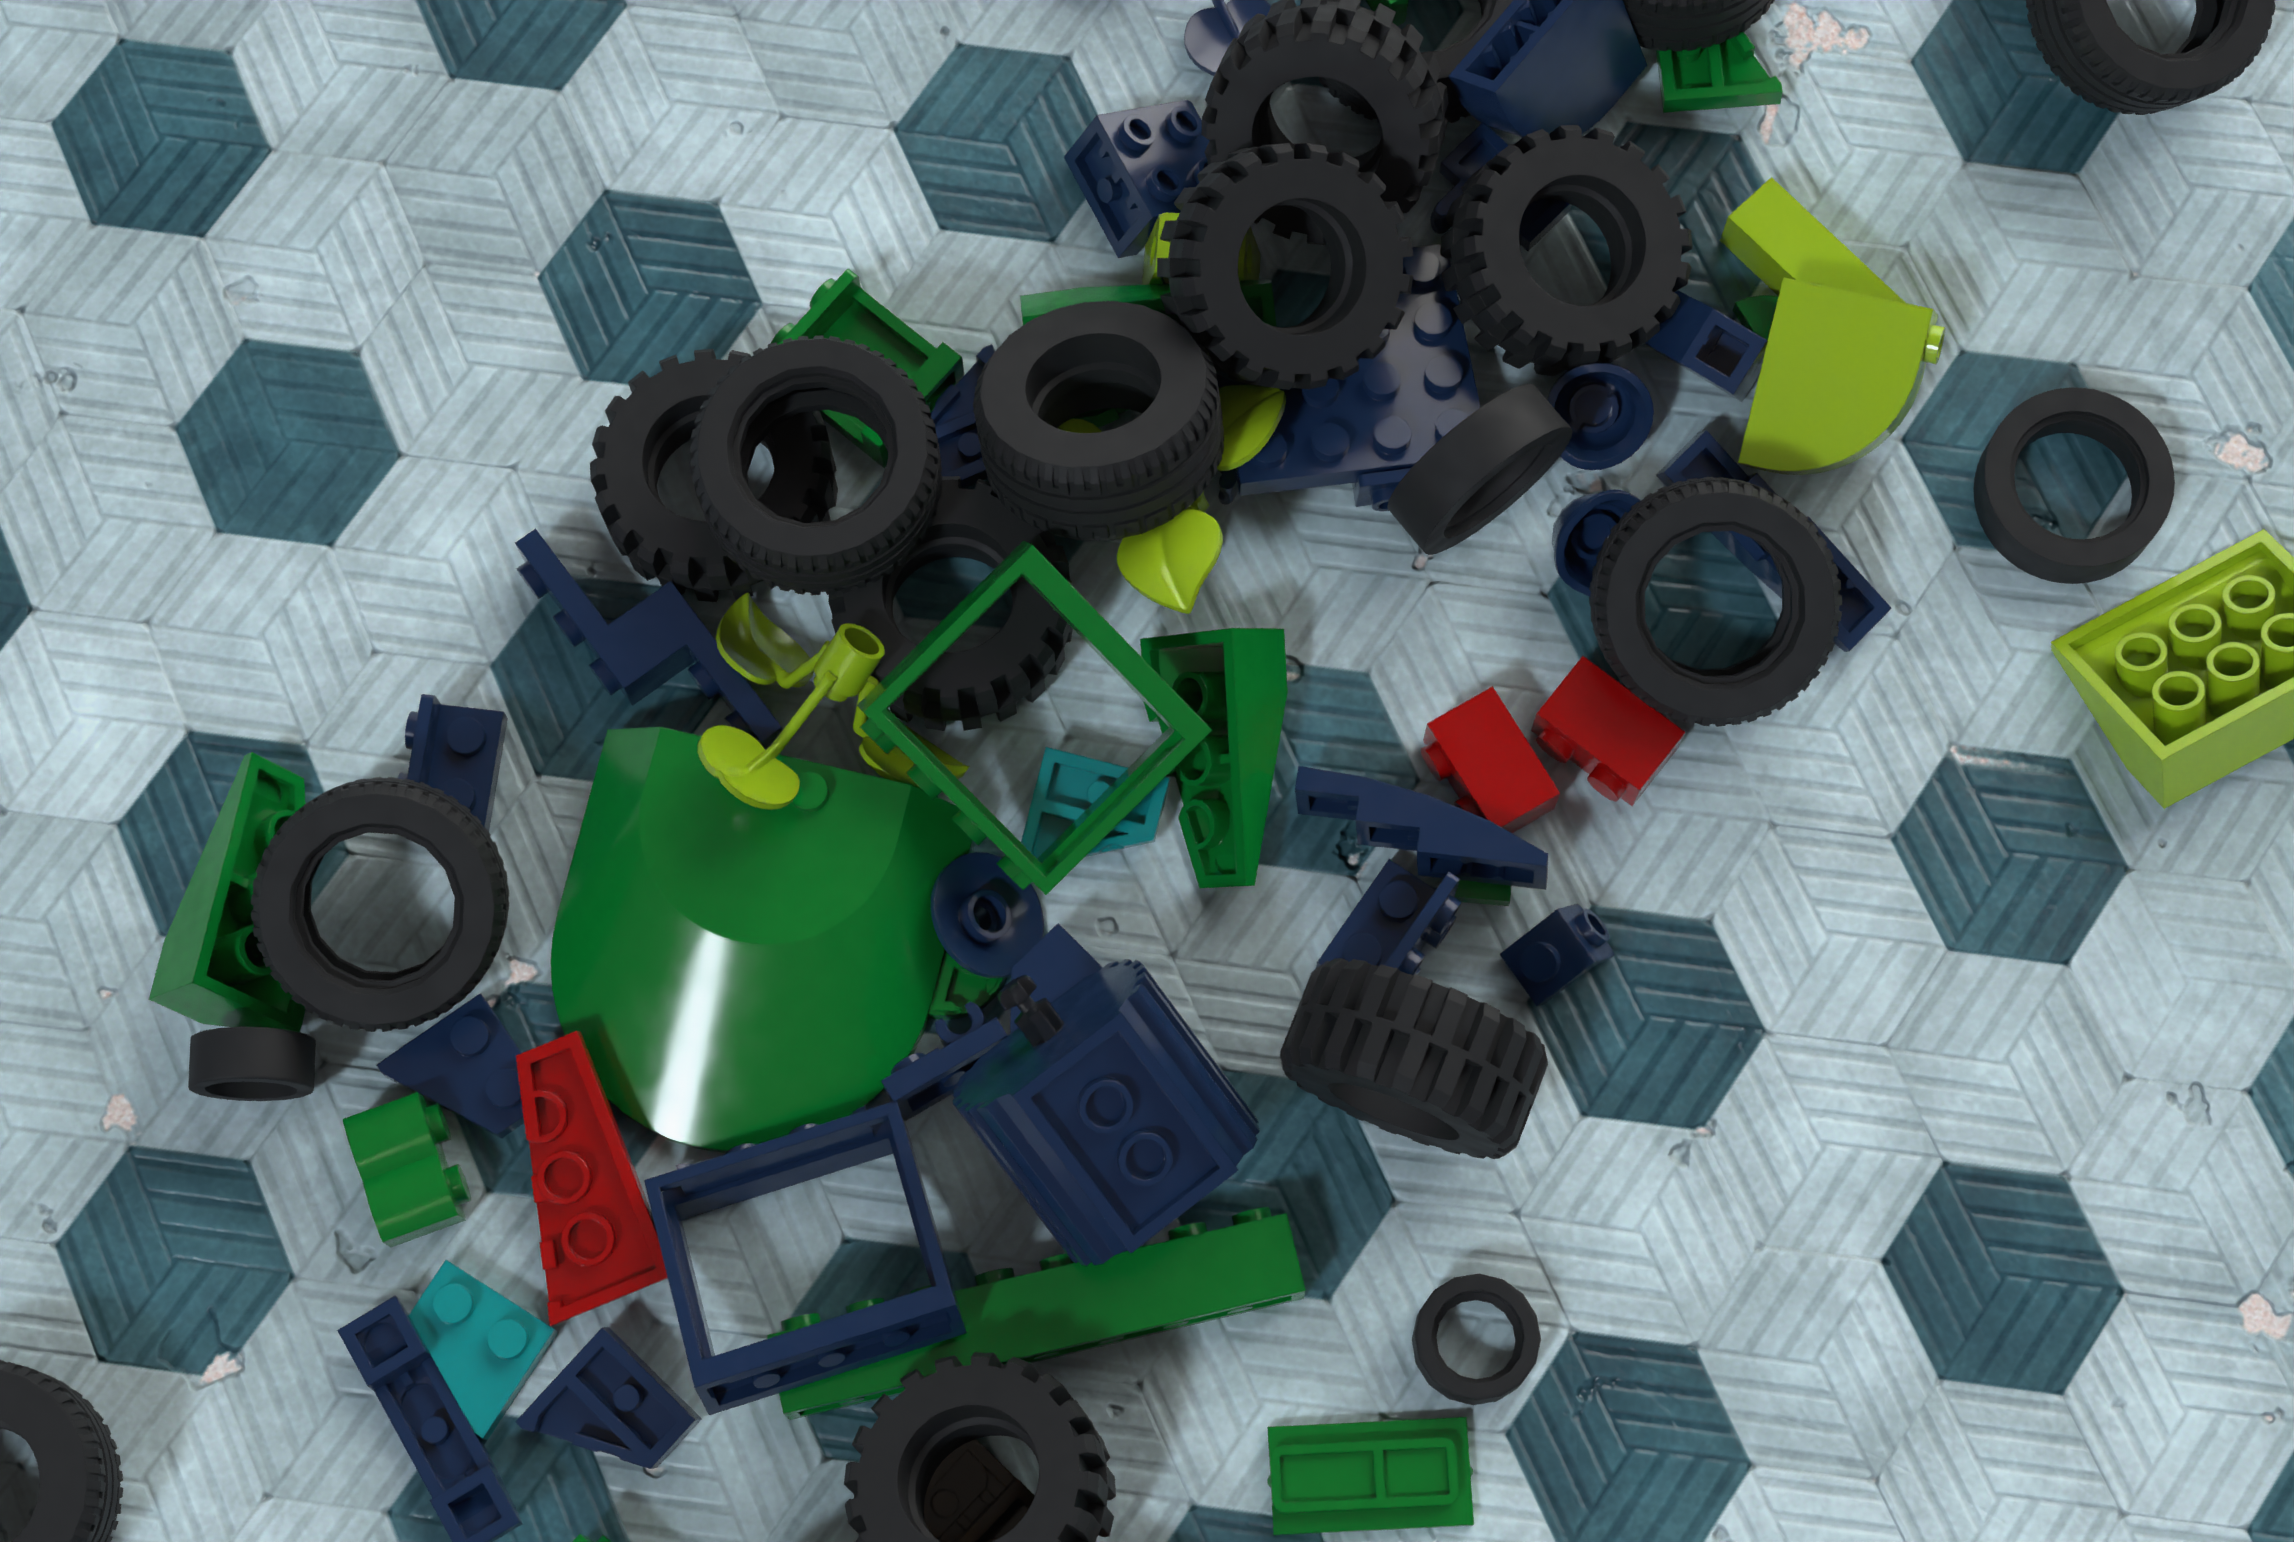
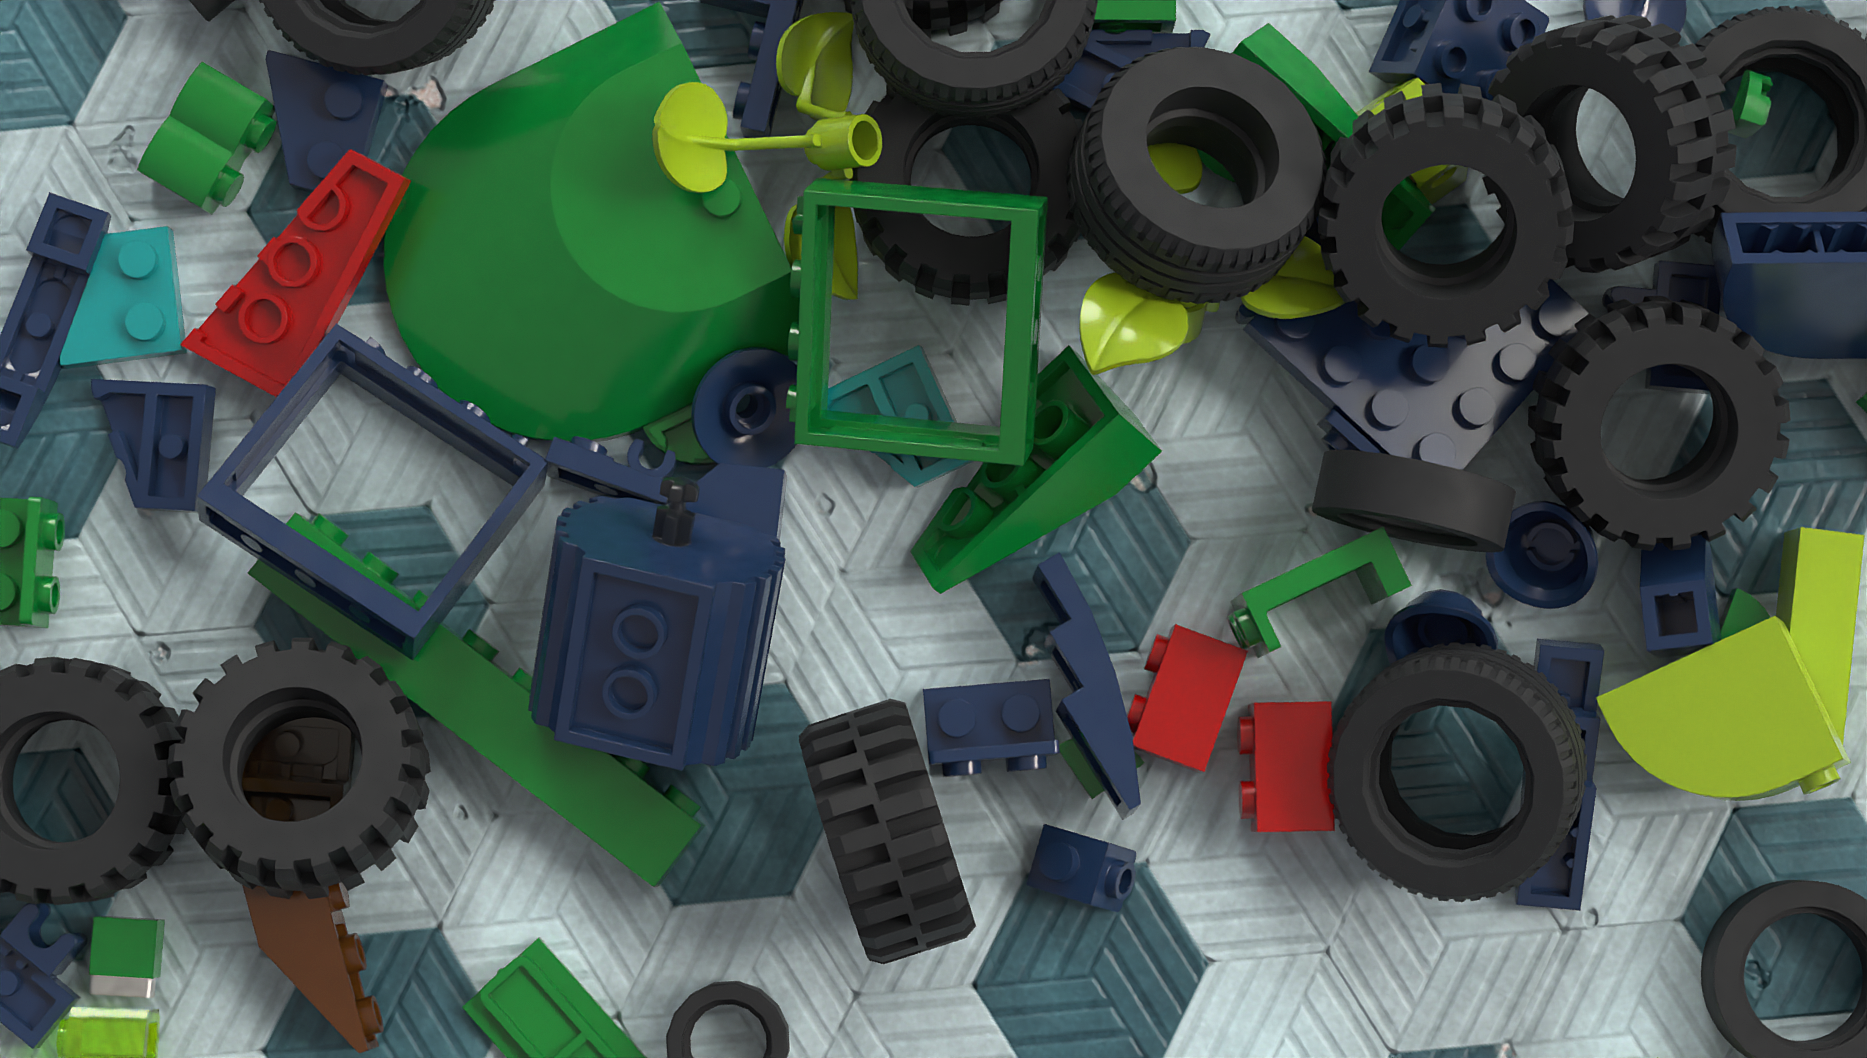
camera: 50 degrees right, 10 degrees up
(1504, 543) = (1369, 556): none -> green panel

